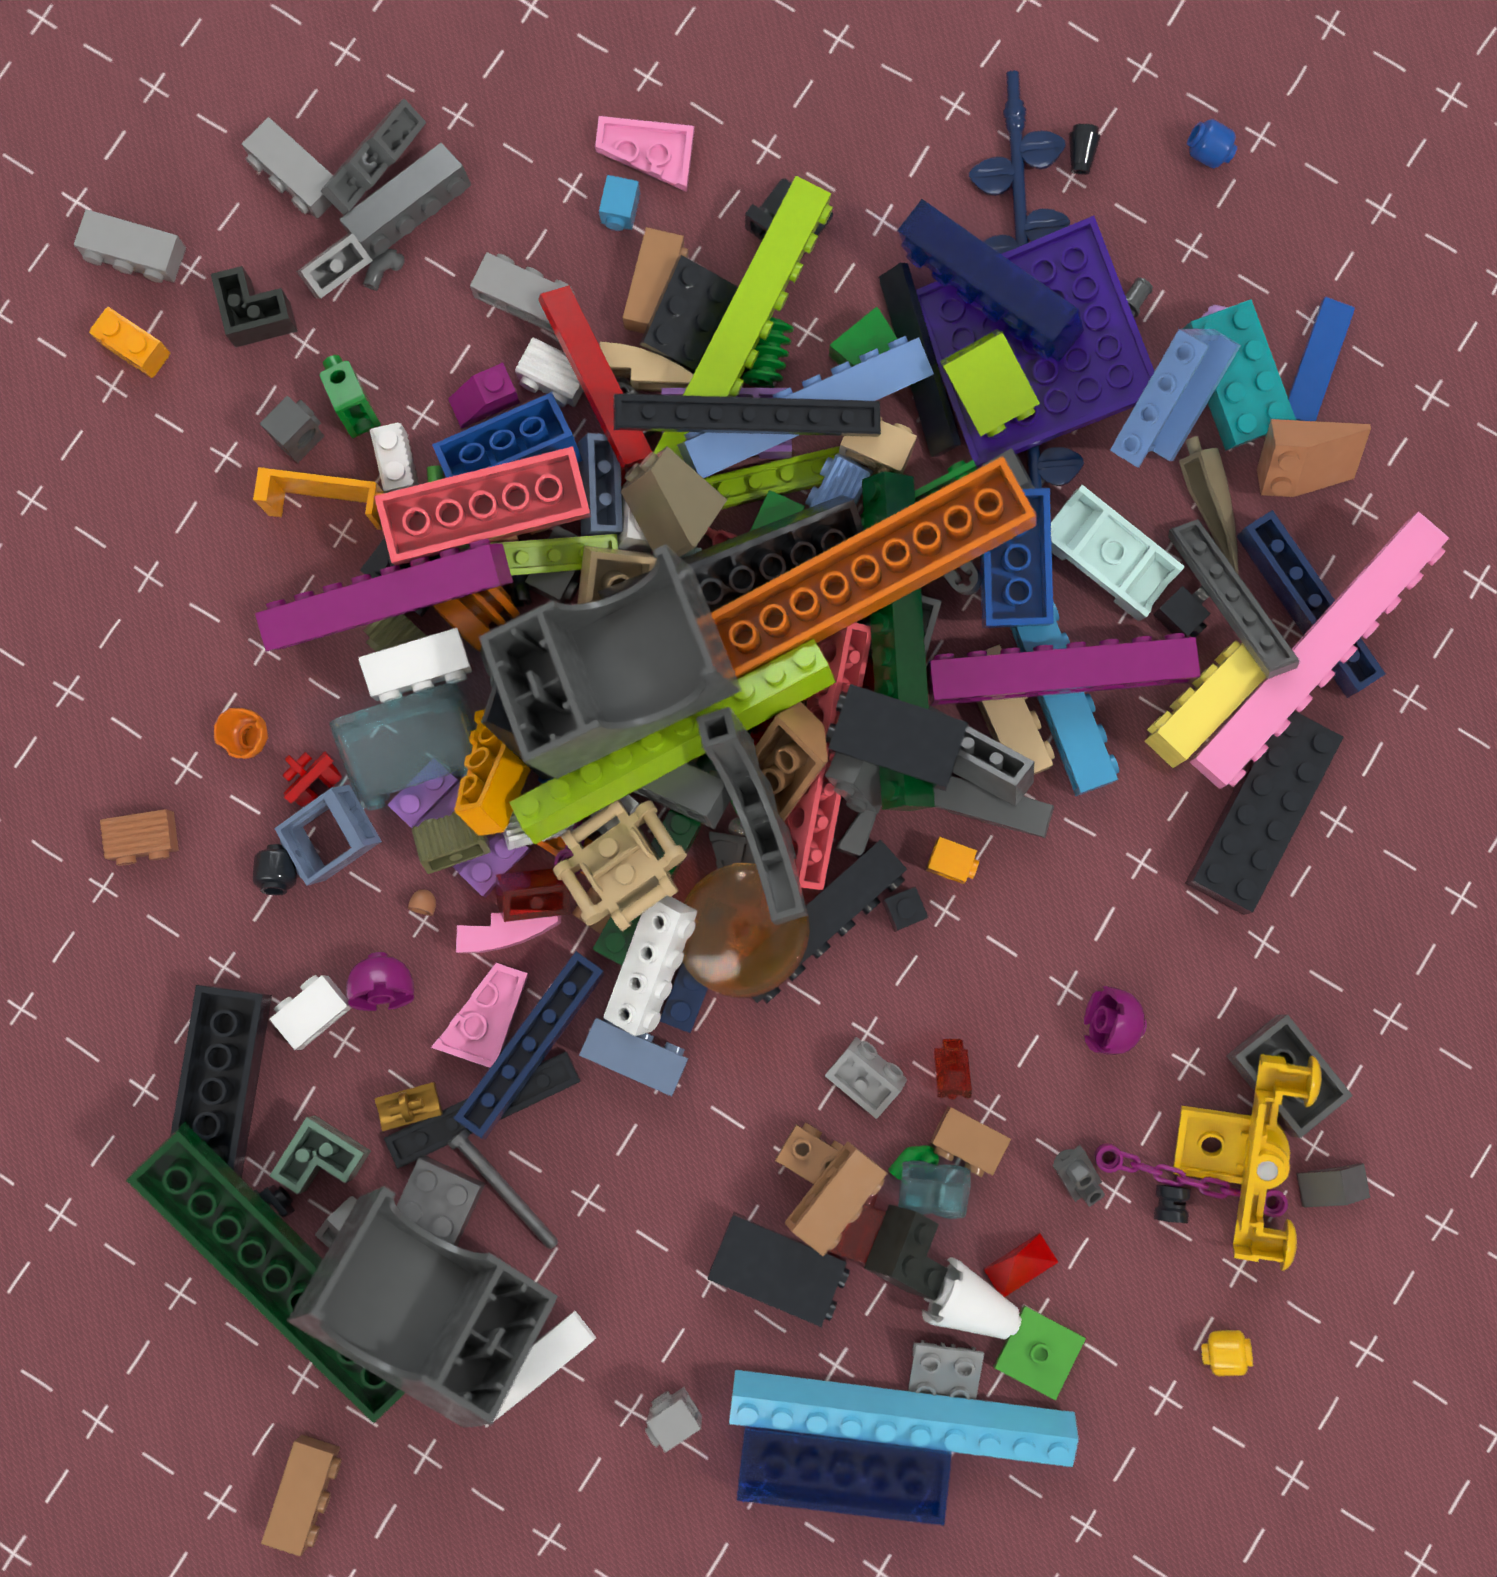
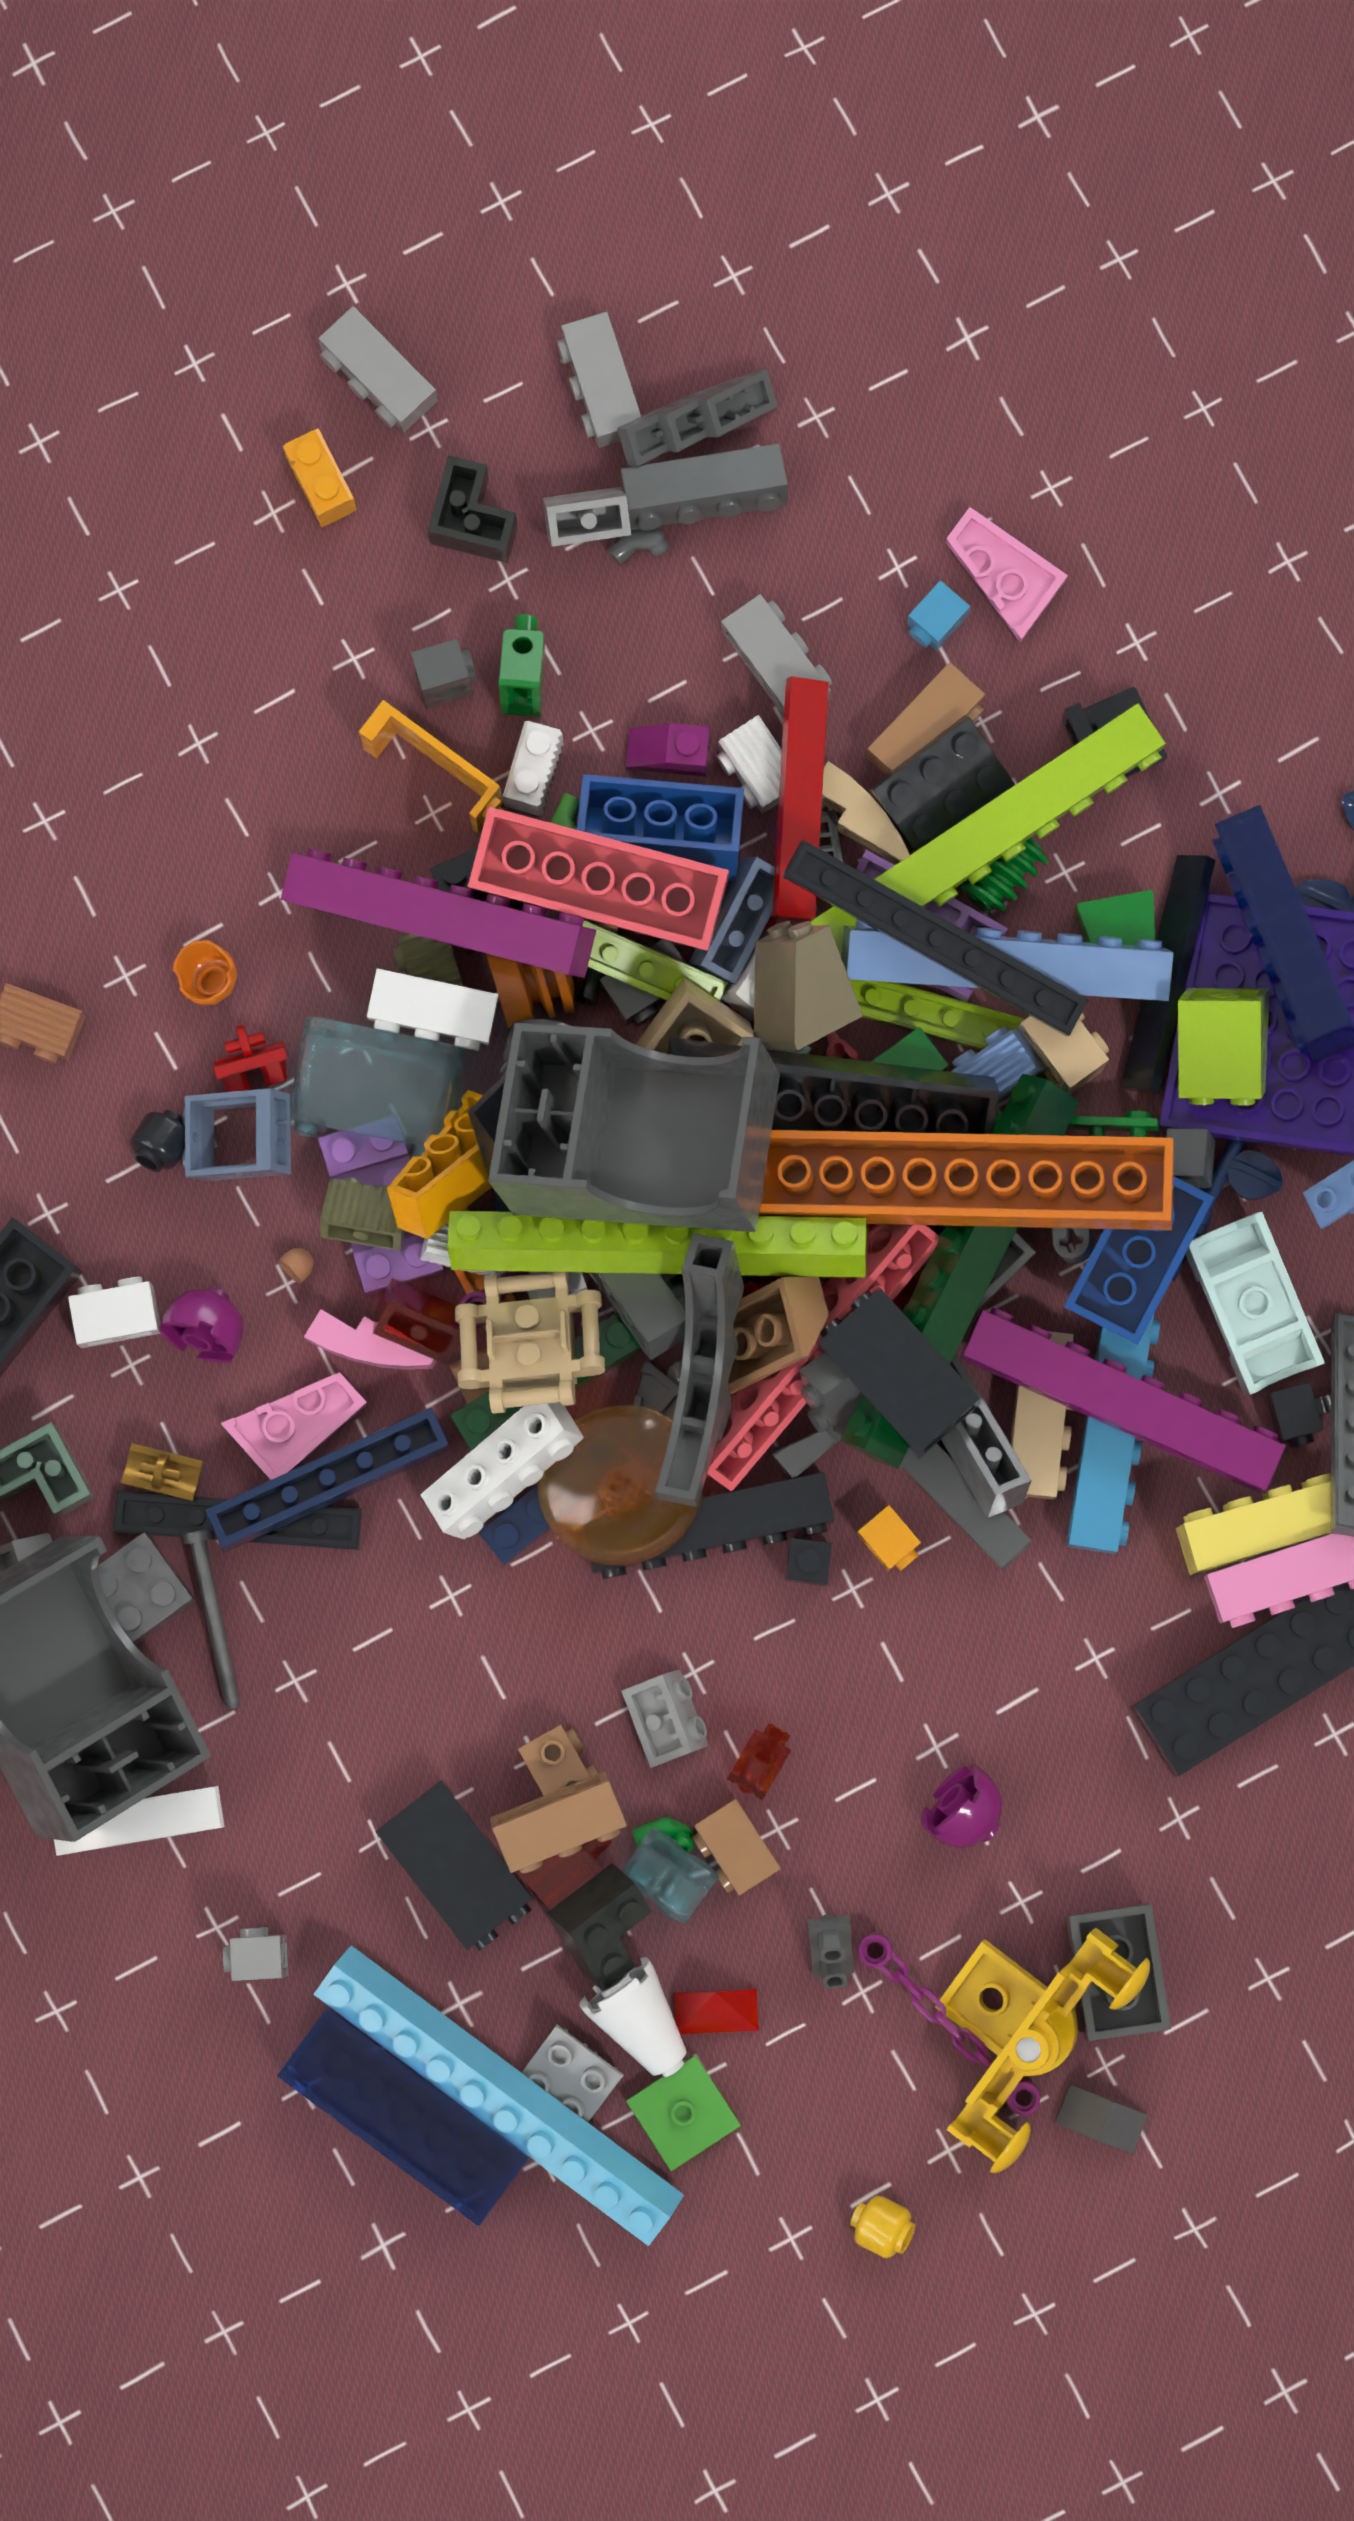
camera: 30 degrees right, 0 degrees up
(635, 1056) = (431, 1555): sand blue brick -> none
(1172, 1203) = (911, 2046): black wheel -> none

